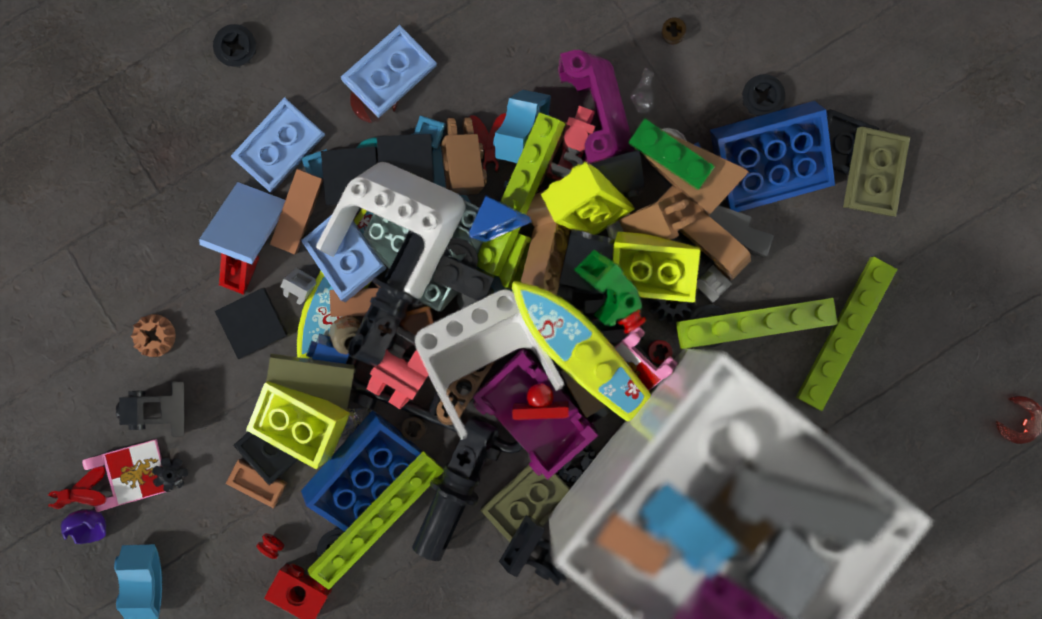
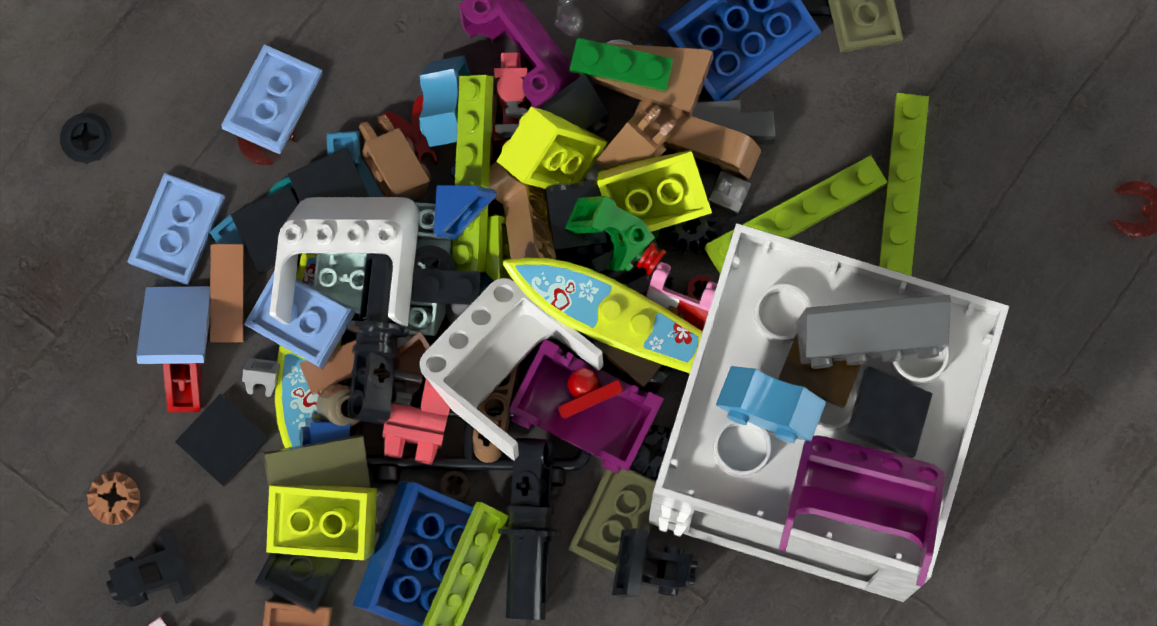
camera: 20 degrees left, 10 degrees down
(633, 545) = (723, 441): nougat tile -> none

